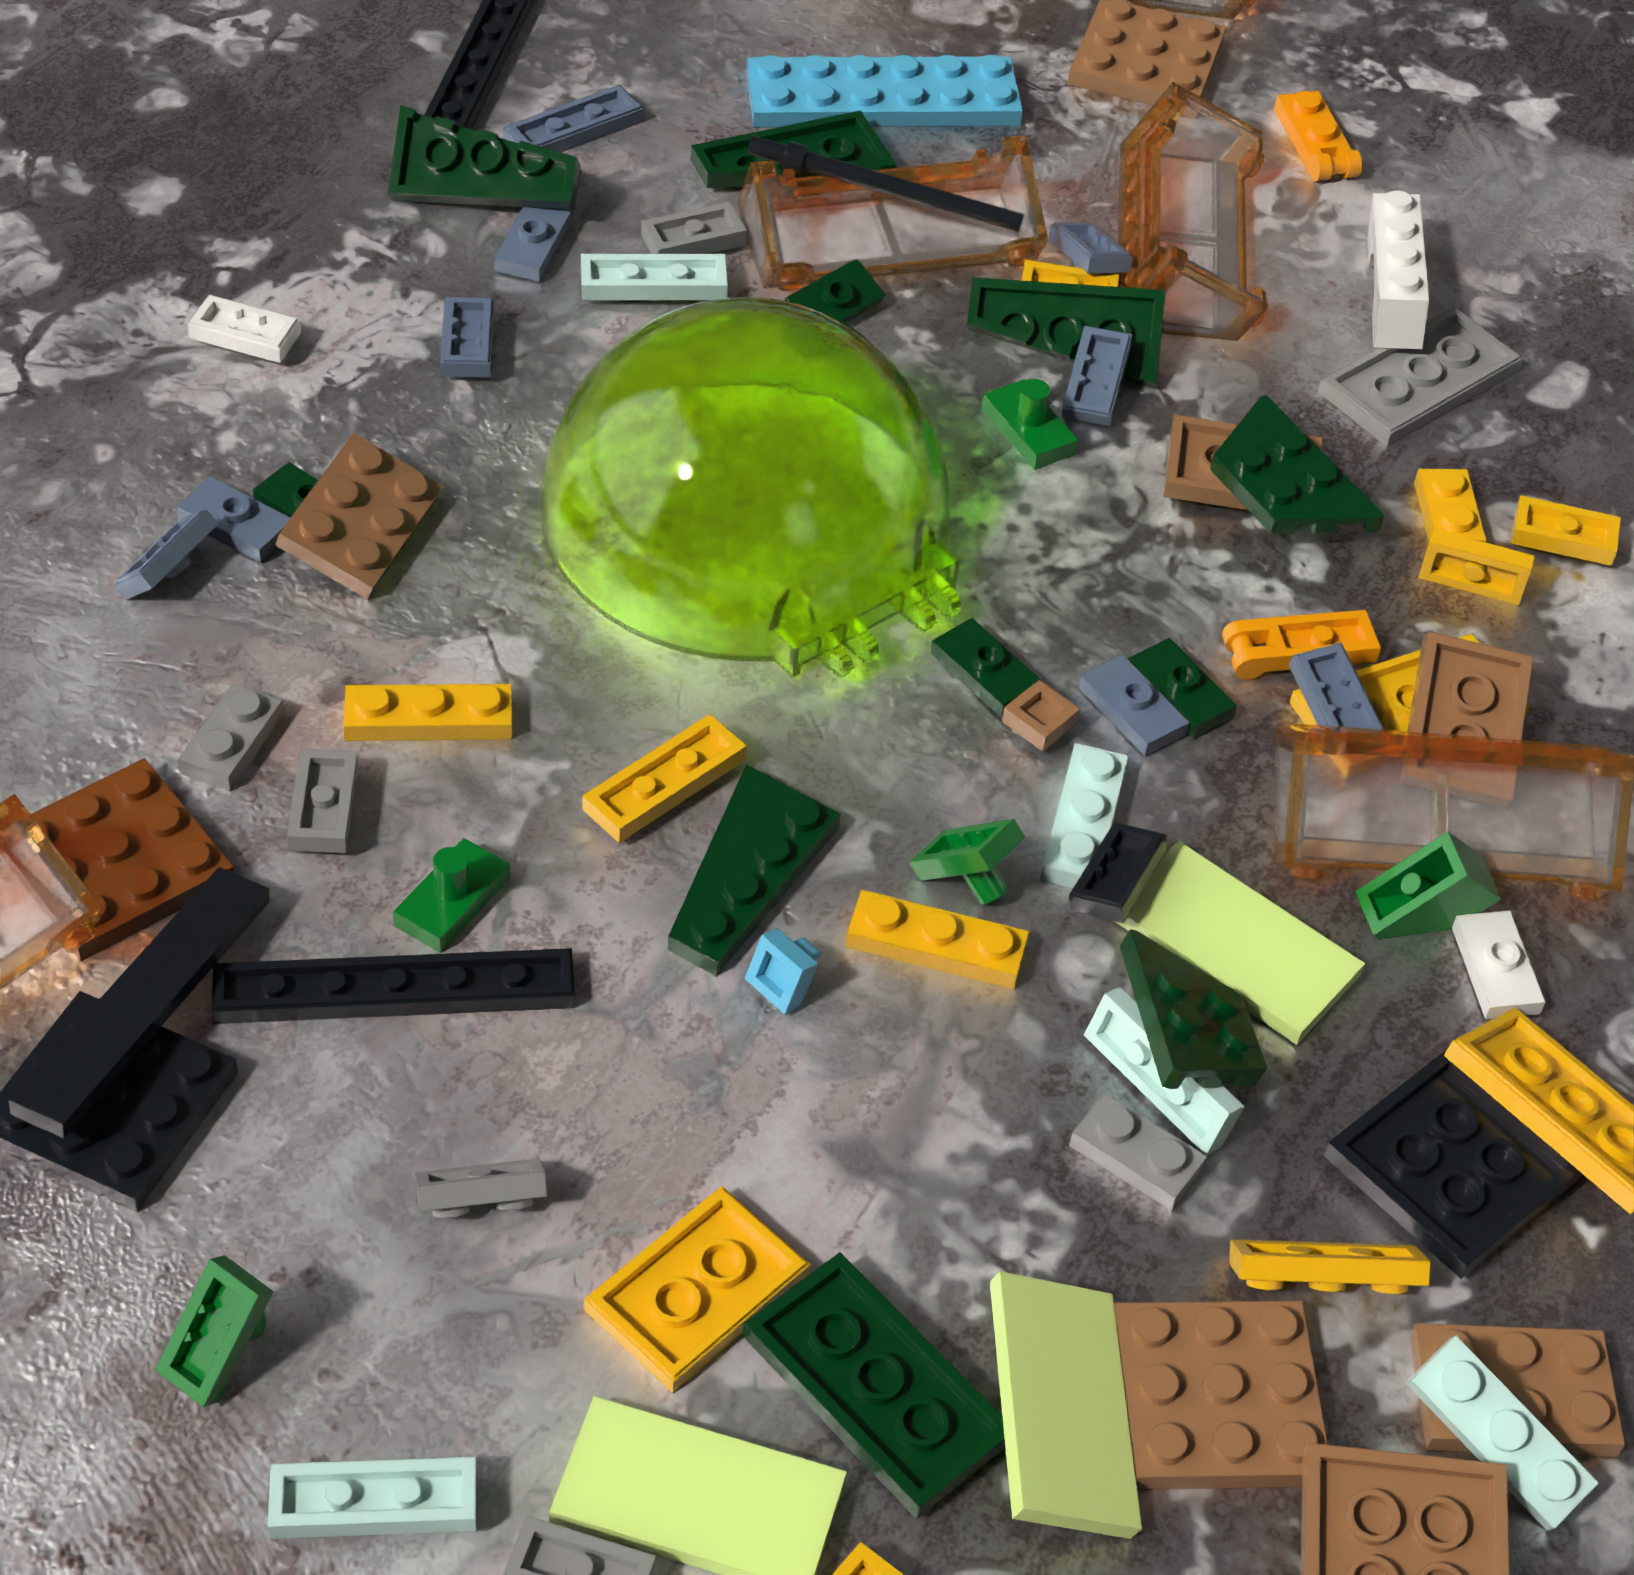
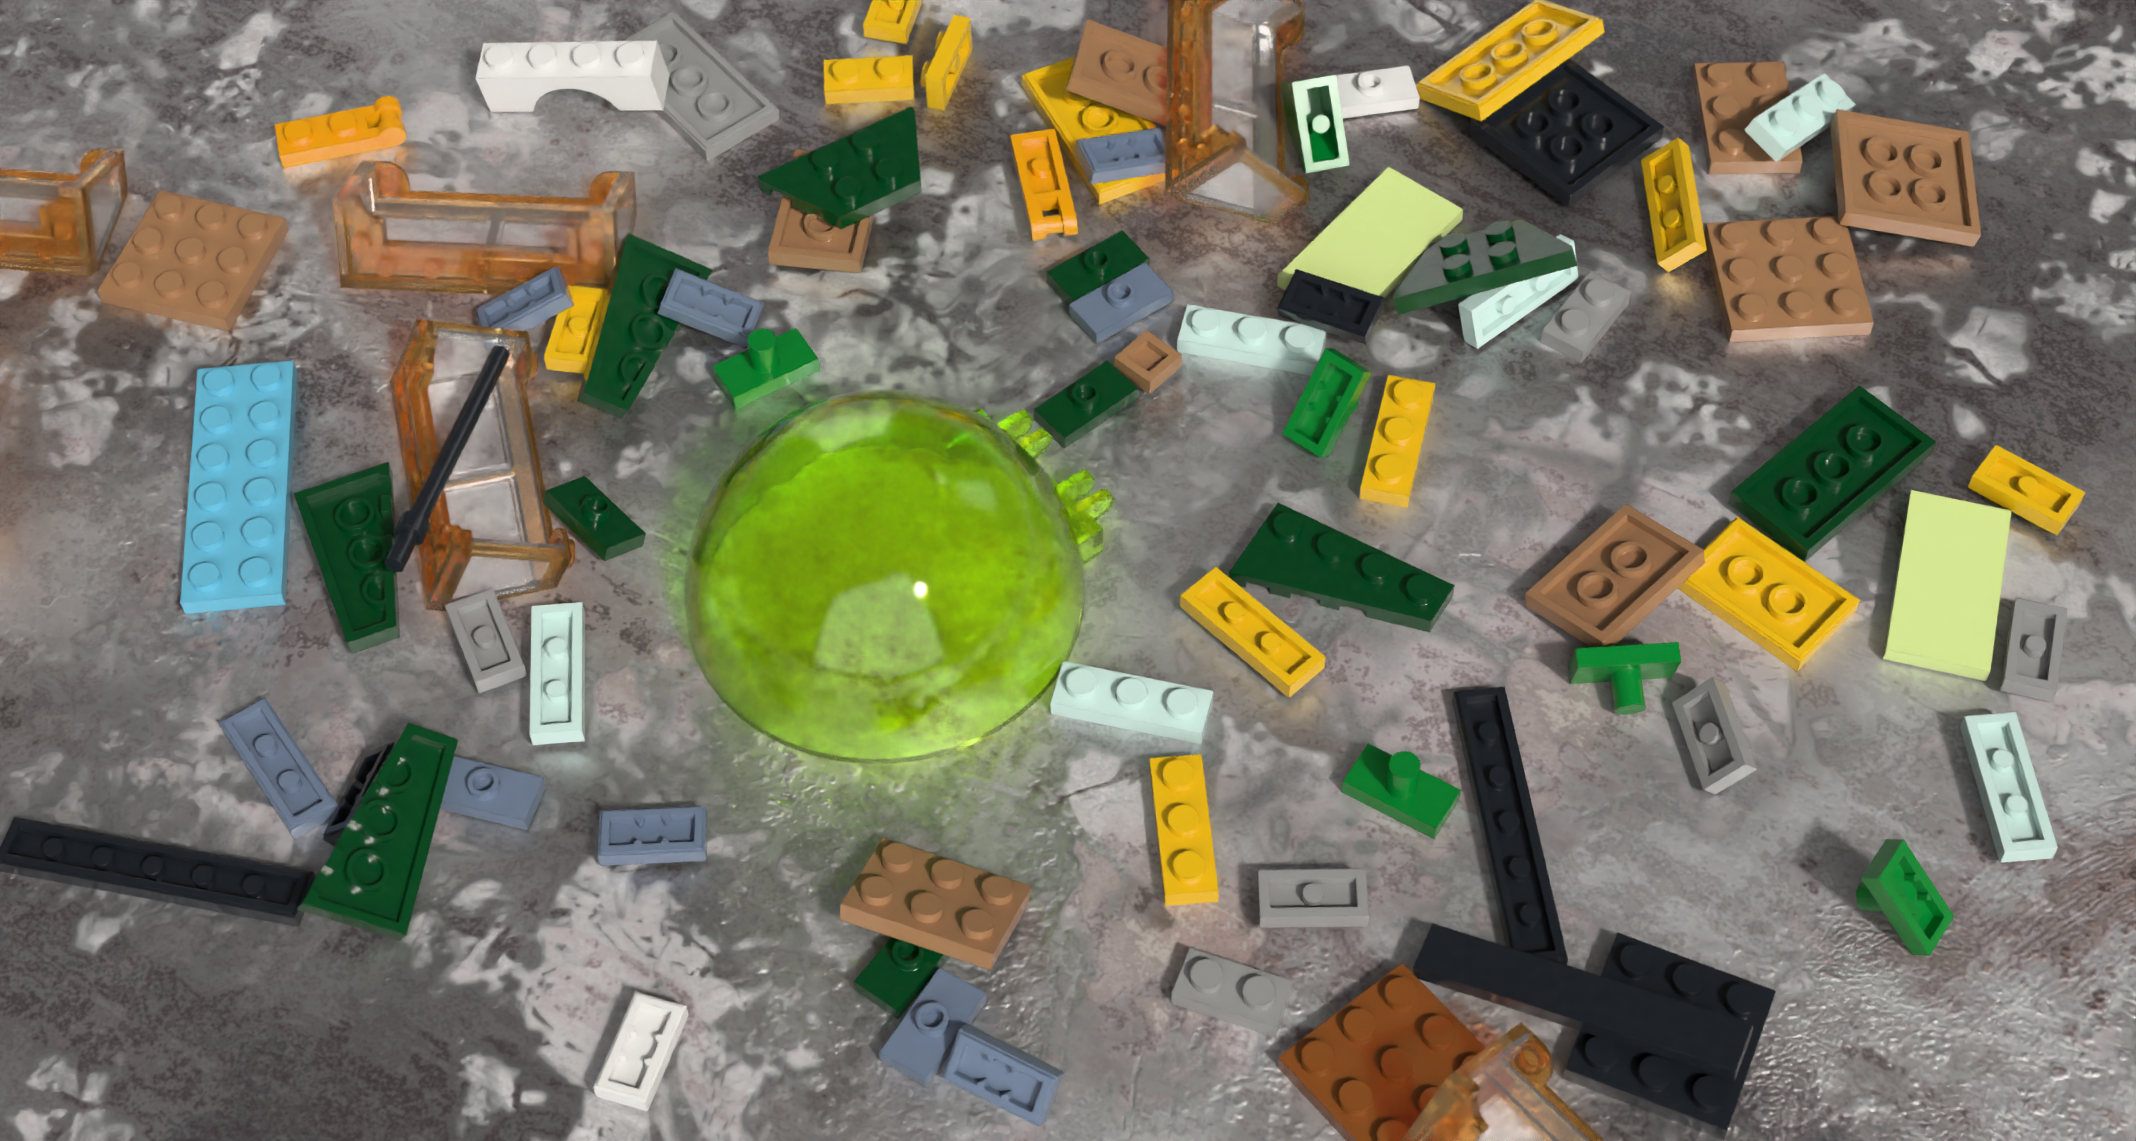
camera: 85 degrees left, 5 degrees up
(581, 1109) = (1625, 669): none -> green tile
(588, 683) = (1132, 702): none -> light aqua plate
(711, 1111) = (1614, 578): none -> medium nougat plate
(783, 969) = (1459, 534): medium azure tile -> none
(1064, 1406) = (1829, 359): yellowish green tile -> none

